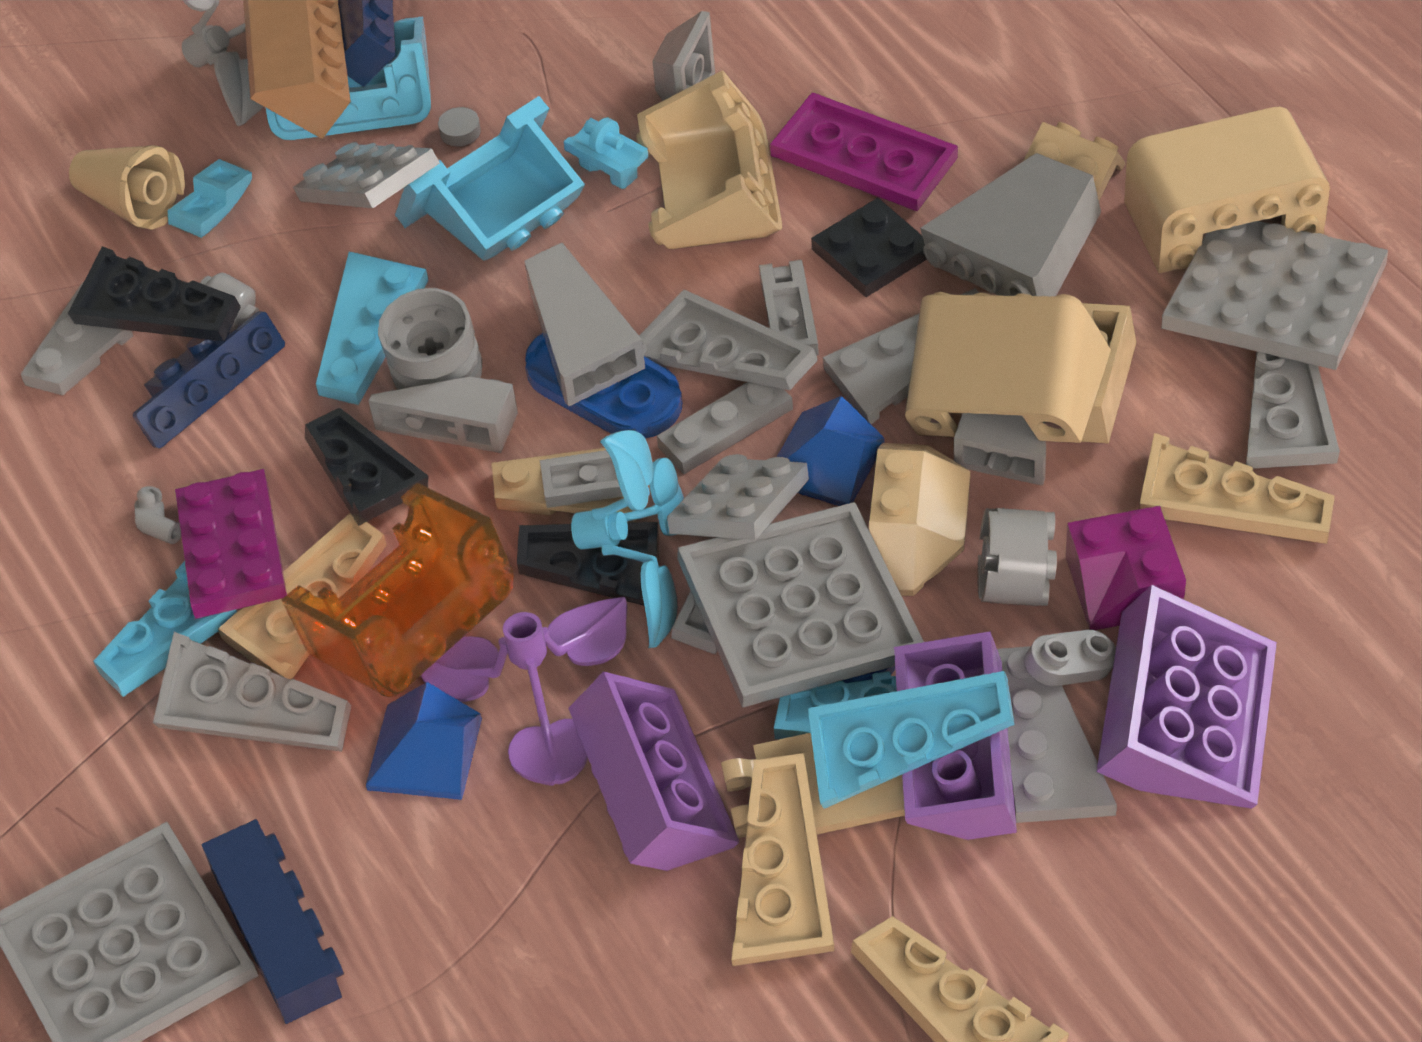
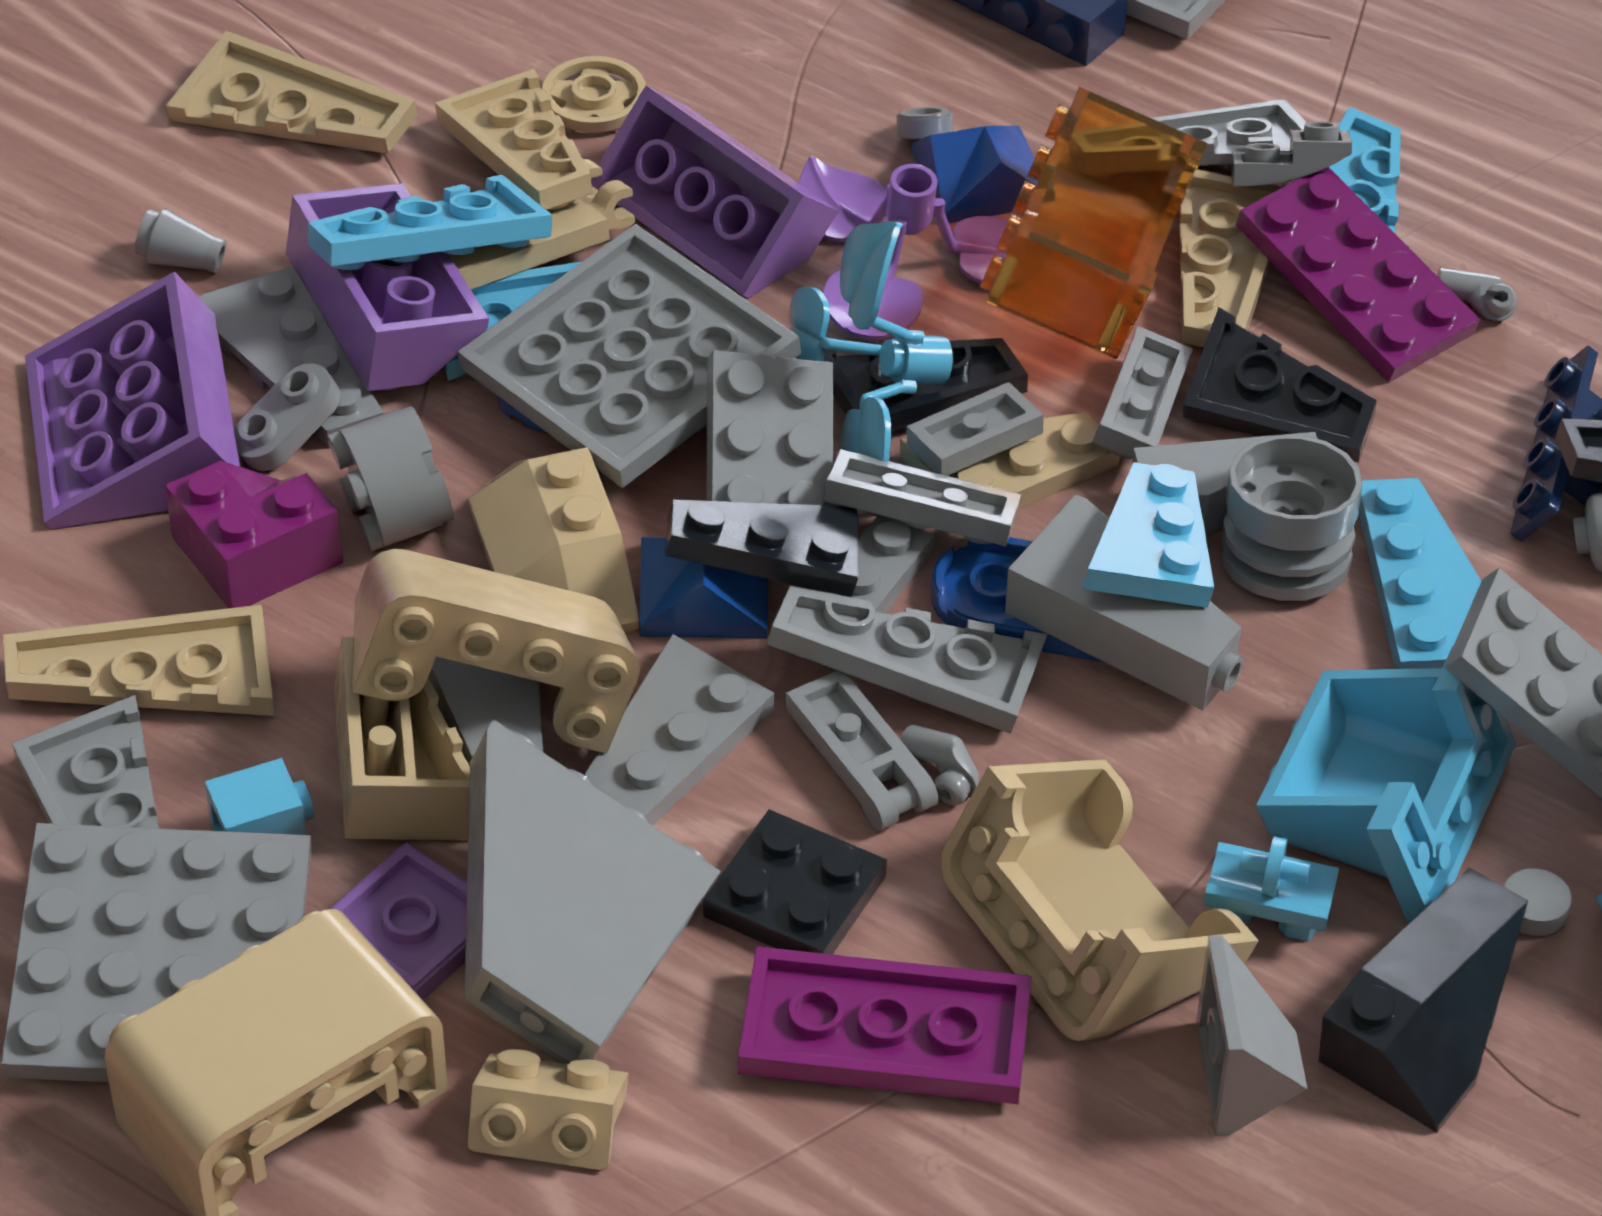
camera: 150 degrees right, 5 degrees down
(210, 620) = (1310, 151): none -> light grey slope
(442, 797) = (924, 121): none -> light grey tile
(466, 468) = (1142, 393): none -> light grey plate
(536, 319) = (1155, 540): none -> medium azure wing
(567, 83) = (1427, 1001): none -> black wedge
(685, 445) = (922, 498): none -> light grey plate
(688, 935) = (593, 99): none -> tan wheel
(738, 287) = (947, 751): none -> light grey arm
(779, 410) = (769, 540): none -> black wing
(1105, 866) = (178, 243): none -> light grey cone
(1118, 278) = (412, 917): none -> medium lavender tile
(1187, 363) = (259, 801): none -> medium azure brick

